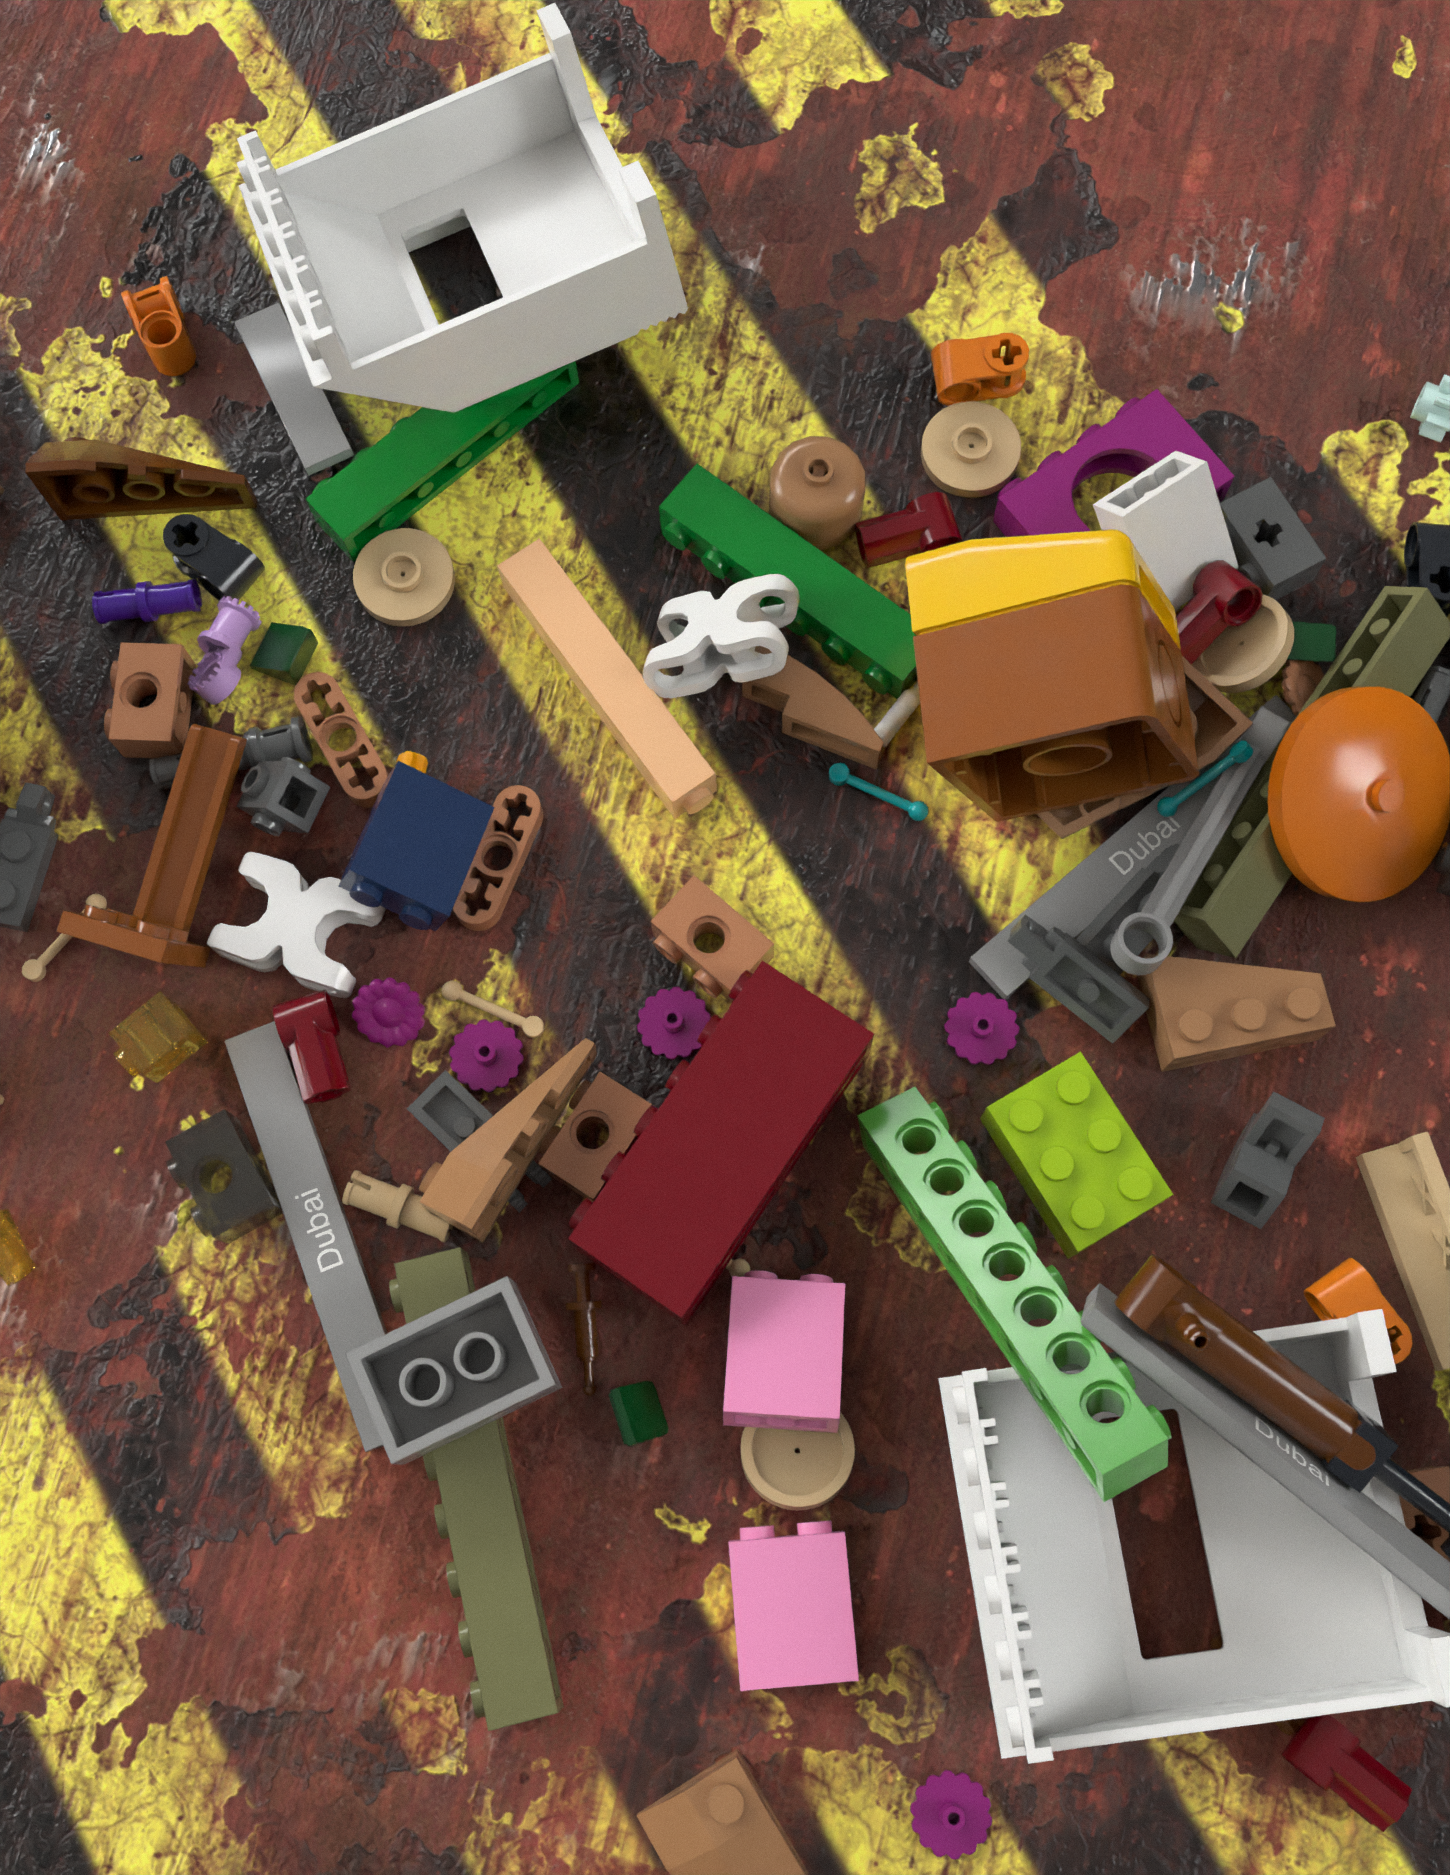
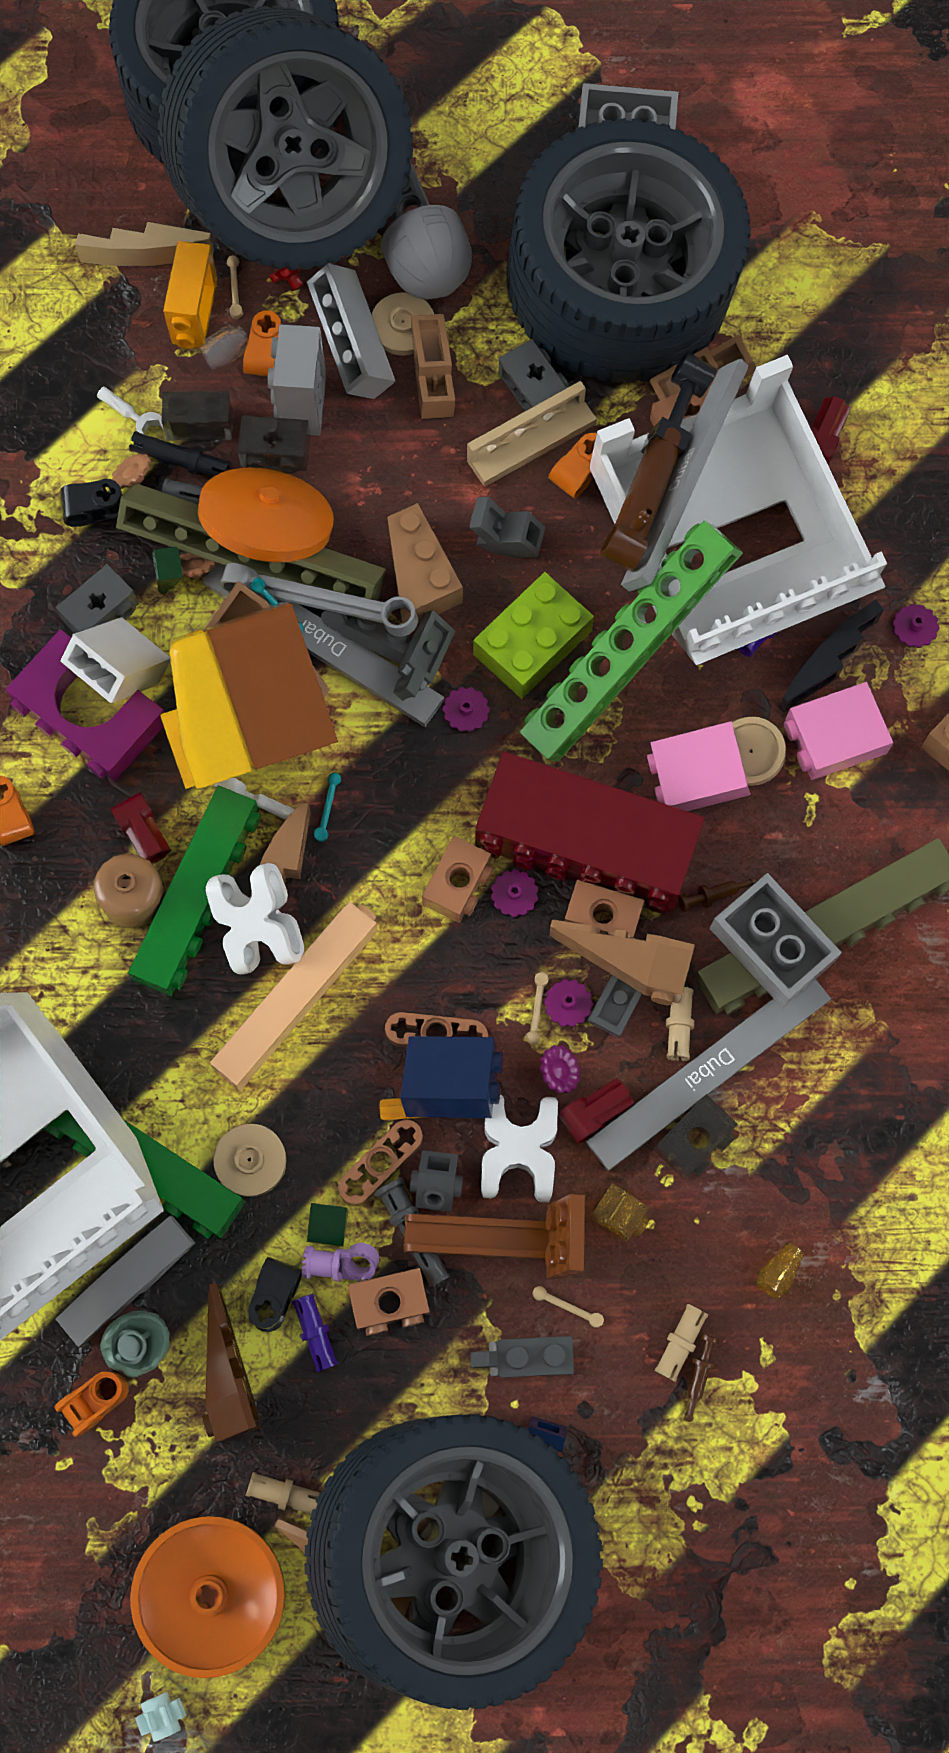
camera: 110 degrees left, 0 degrees up
(210, 383) = (135, 1343): none -> sand green hair
(638, 1413) = (758, 847): dark green slope -> none
(915, 1621) = (825, 662): none -> black slope
(964, 469) = (78, 815): tan piece -> none
(1219, 600) = (151, 621): dark red piece -> none
(1250, 652) = (171, 619): tan piece -> none

